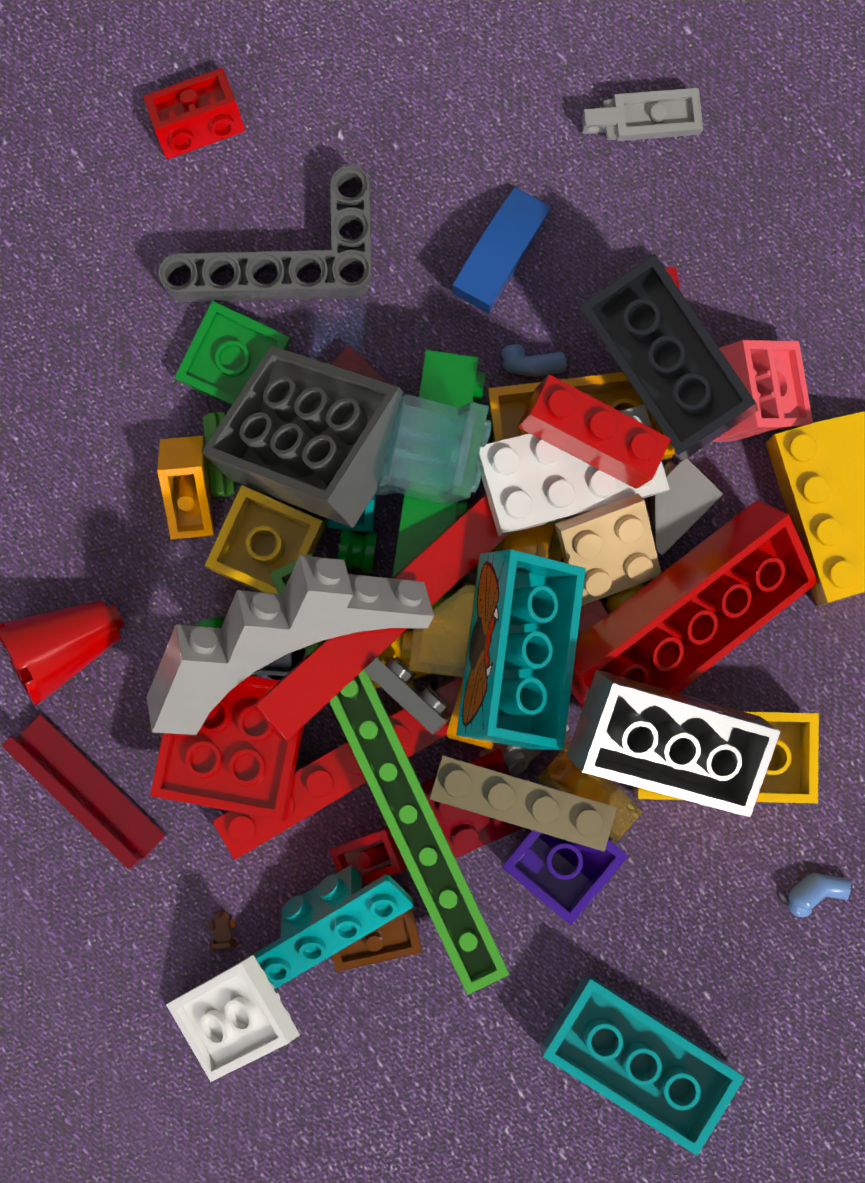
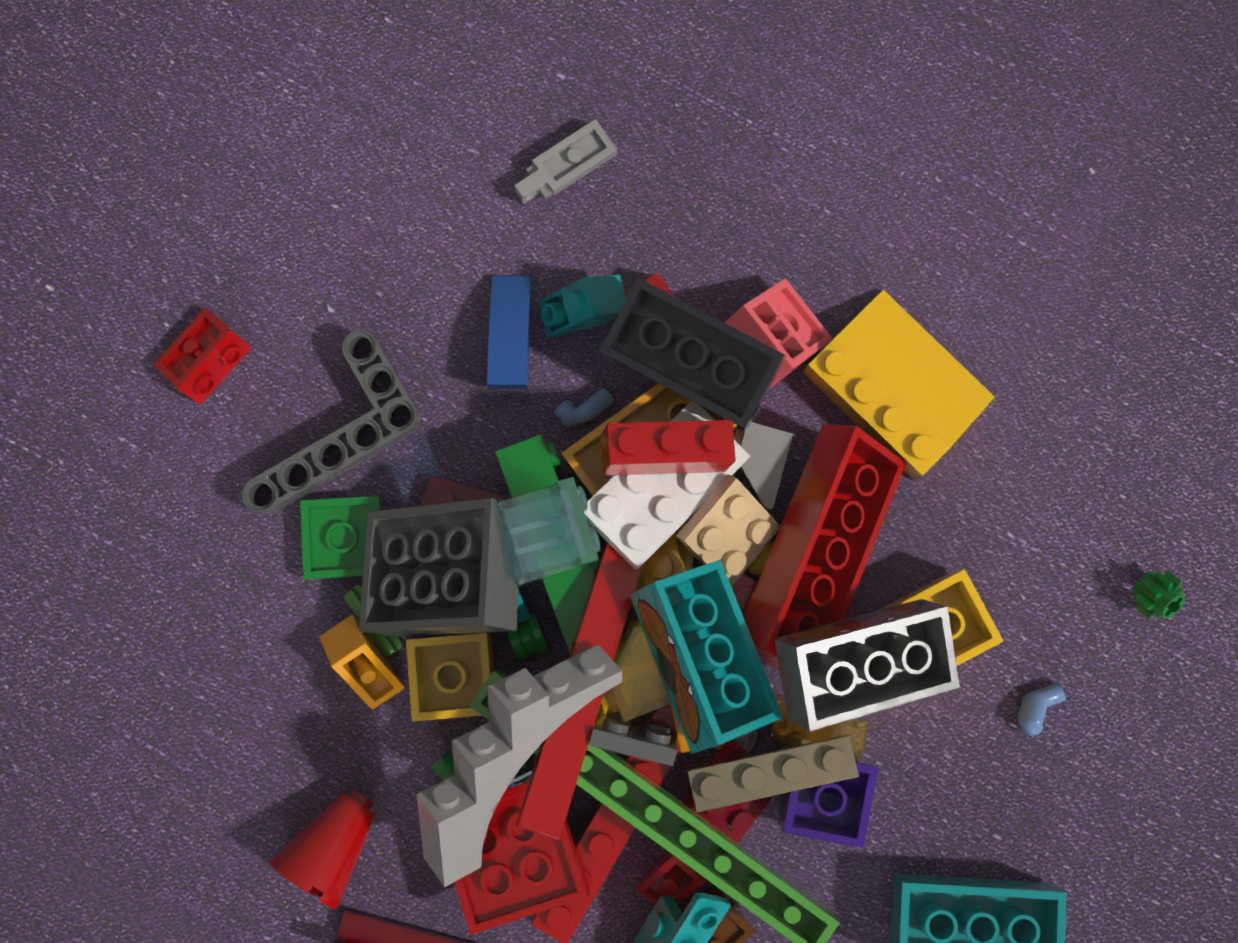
camera: 30 degrees left, 0 degrees up
(585, 259) = (582, 305): none -> teal slope

